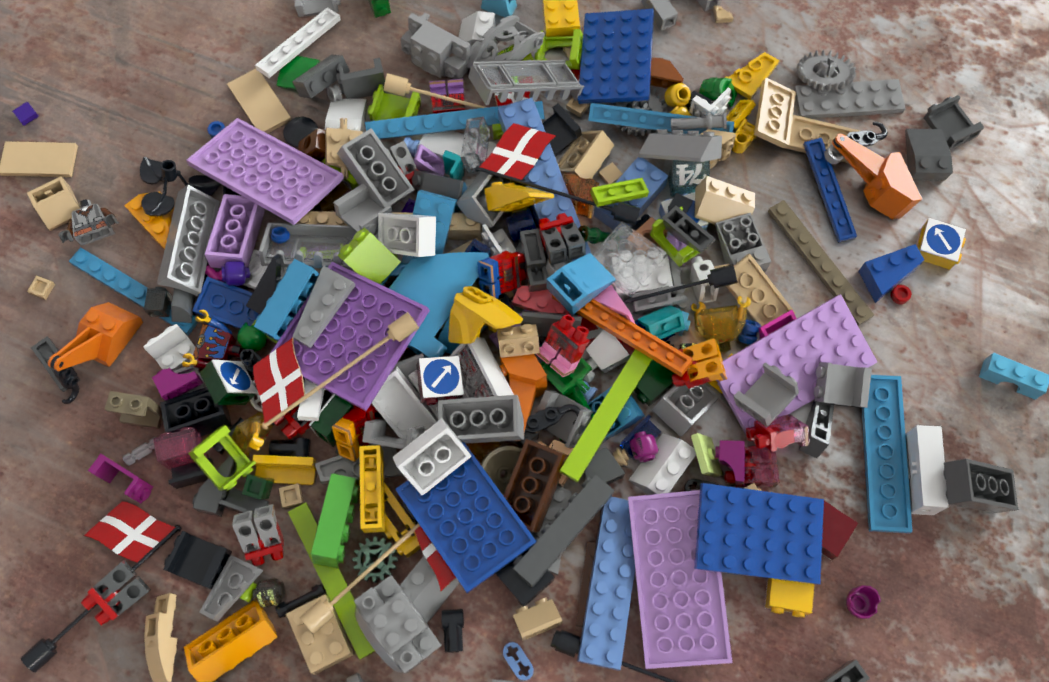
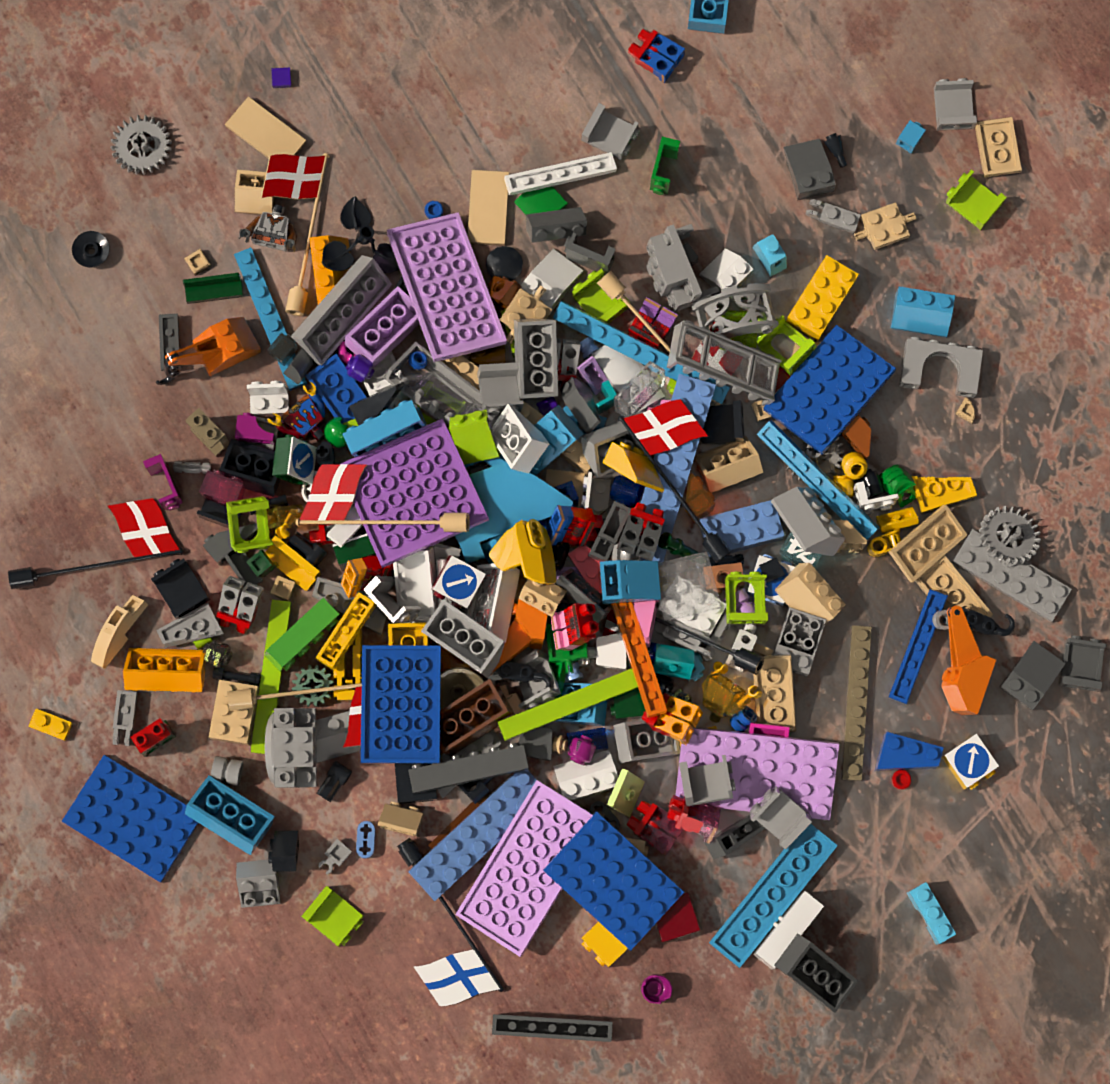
camera: 35 degrees right, 10 degrees up
(66, 297) = (213, 288): none -> dark green panel
(88, 171) = (296, 179): none -> flag
(110, 598) = (102, 572): dark grey hips -> none
(325, 300) = (412, 451): light grey wing -> none
(334, 93) = (556, 248): light grey bush -> none
(431, 457) = (405, 641): white slope -> none
(585, 548) = (480, 790): none -> black piece
(610, 174) = (741, 496): tan tile -> none
(619, 192) = (725, 524): lime plate -> none
(687, 230) = (750, 600): dark grey slope -> none
(707, 122) = (852, 513): light grey pin -> none
(733, 456) = (643, 809): magenta arch -> none

